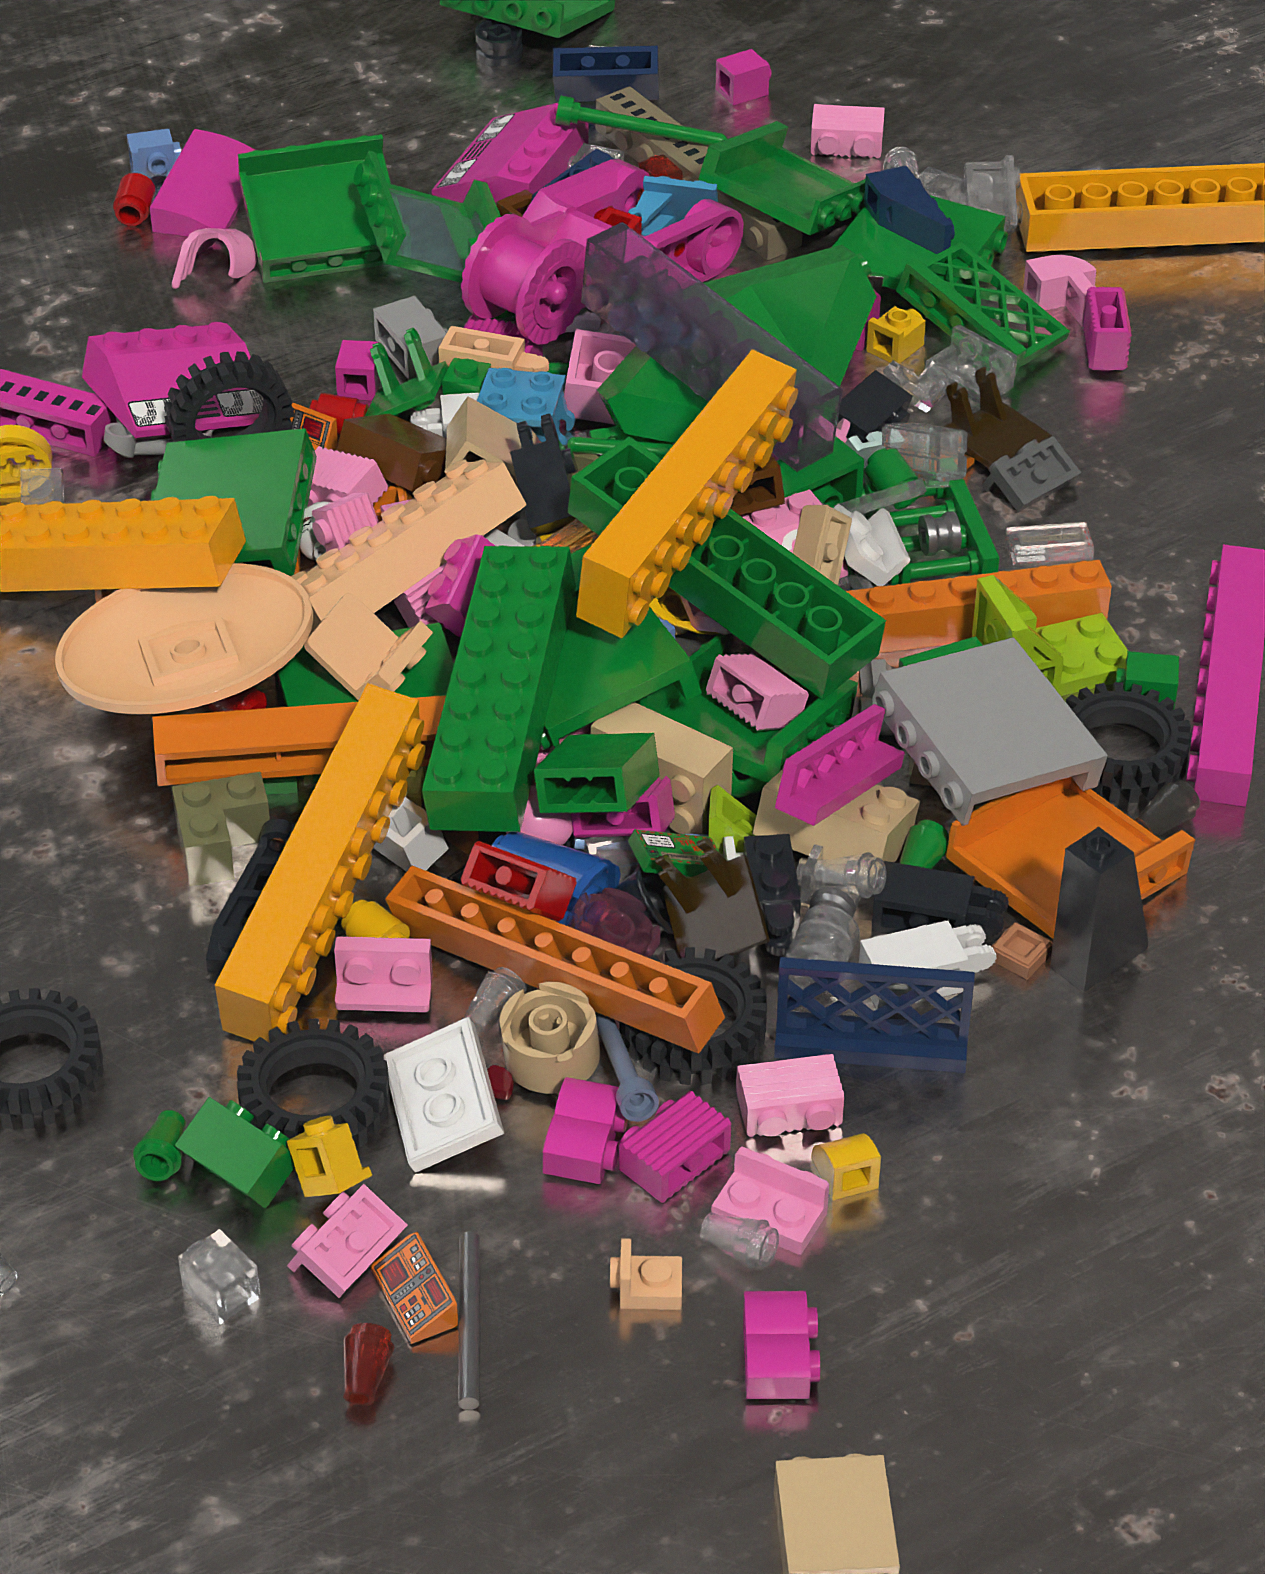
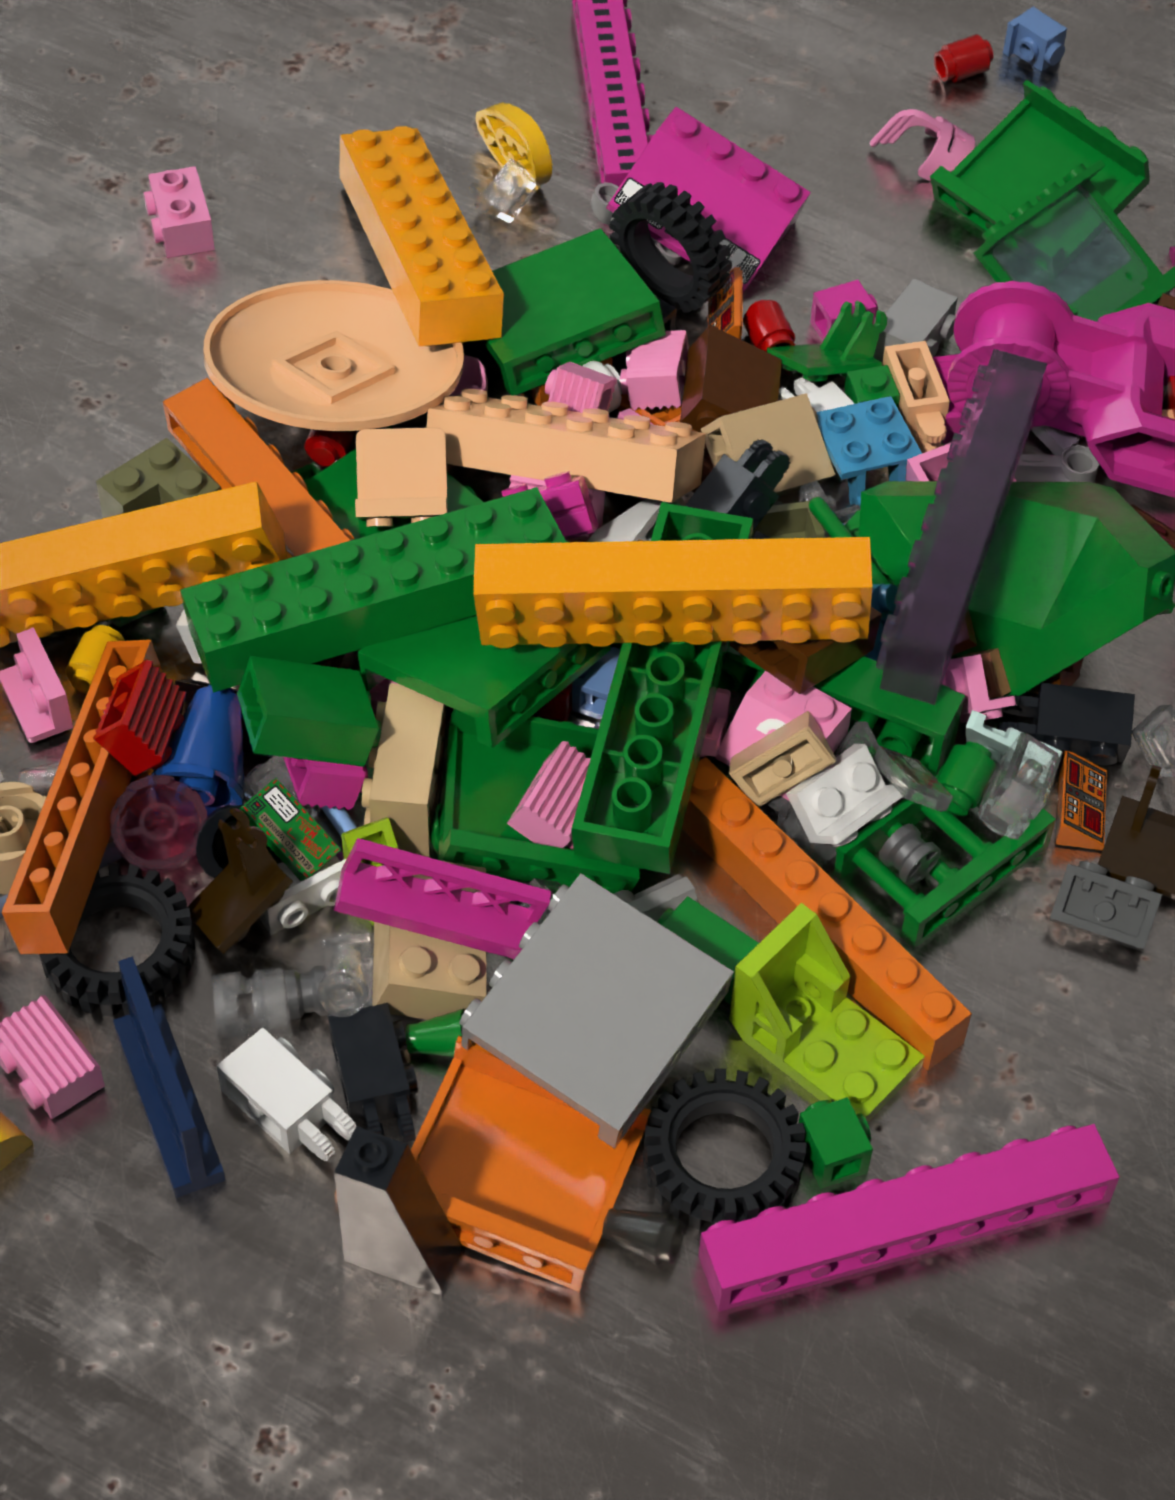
camera: 60 degrees right, 10 degrees up
(200, 187) = (989, 92): dark pink slope -> none
(776, 887) = (294, 932): black hinge -> none
(1049, 543) = (1015, 967): clear tile -> none

